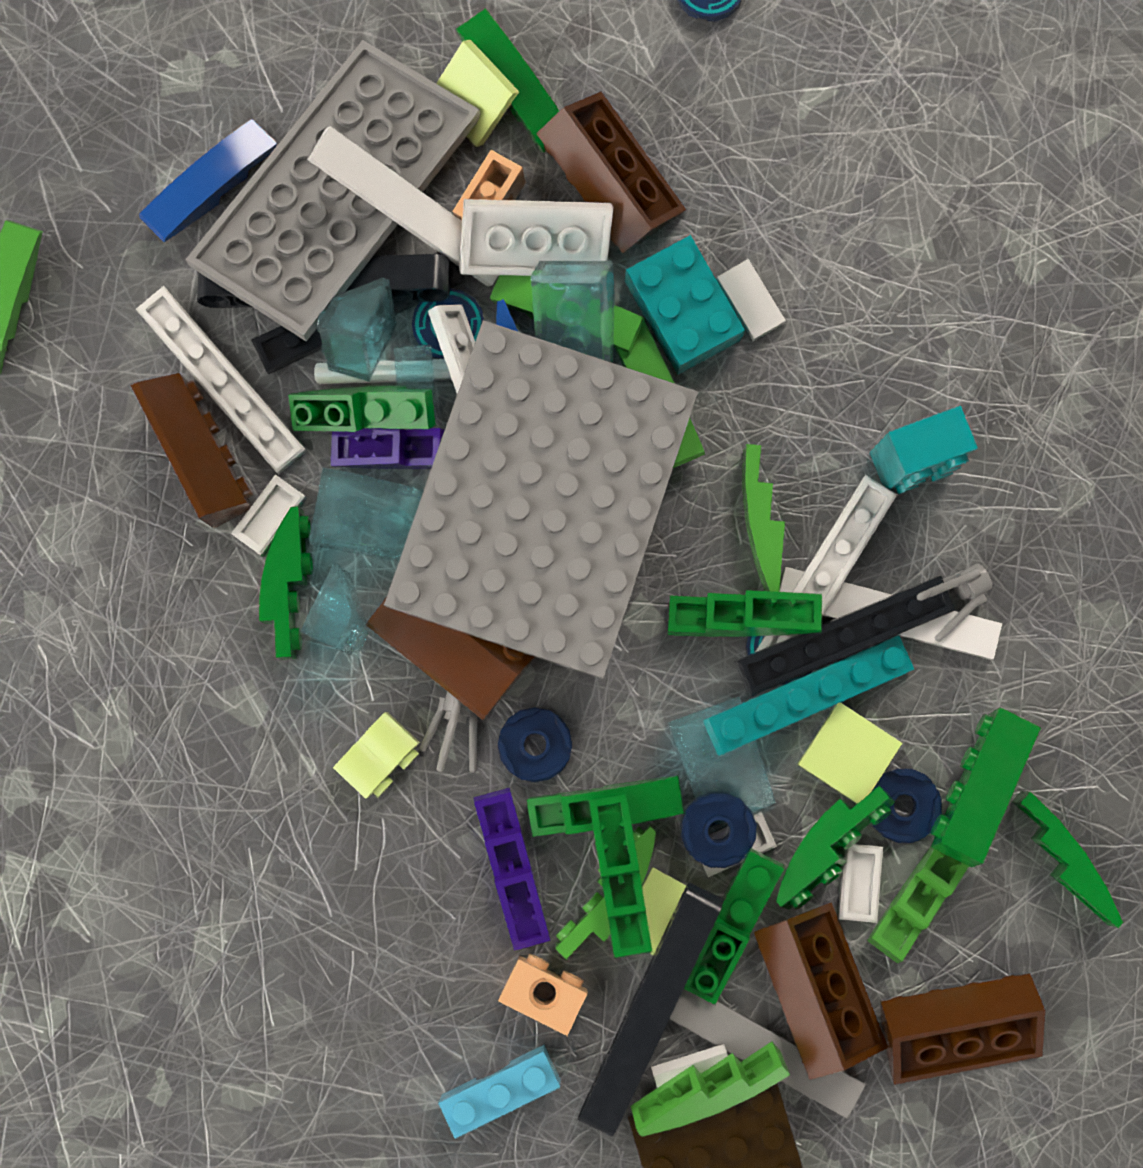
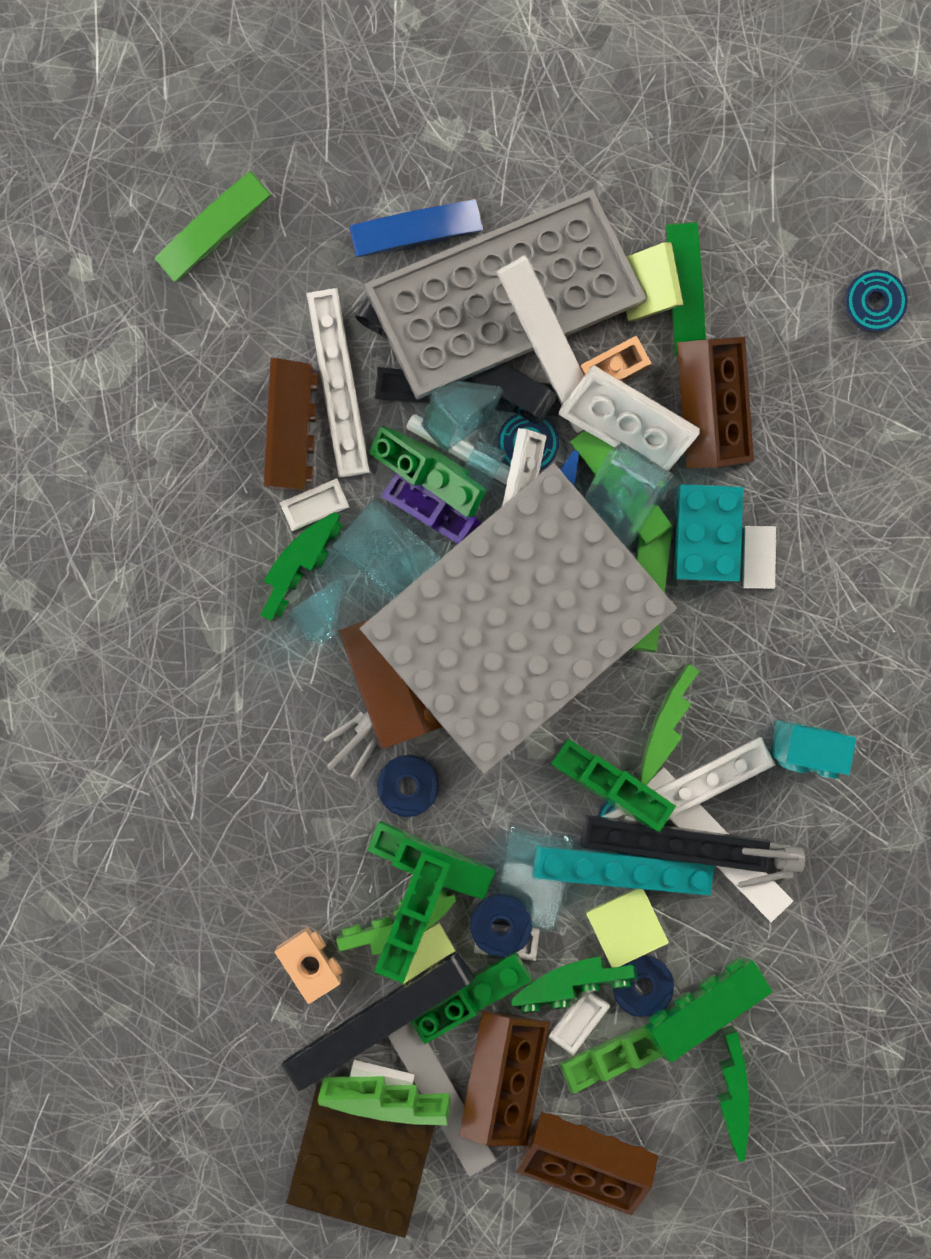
camera: 25 degrees right, 5 degrees up
(377, 756) = (291, 727): yellowish green brick -> none
(499, 1093) = (248, 1016): medium azure arch -> none
(511, 869) = (338, 863): dark purple slope -> none

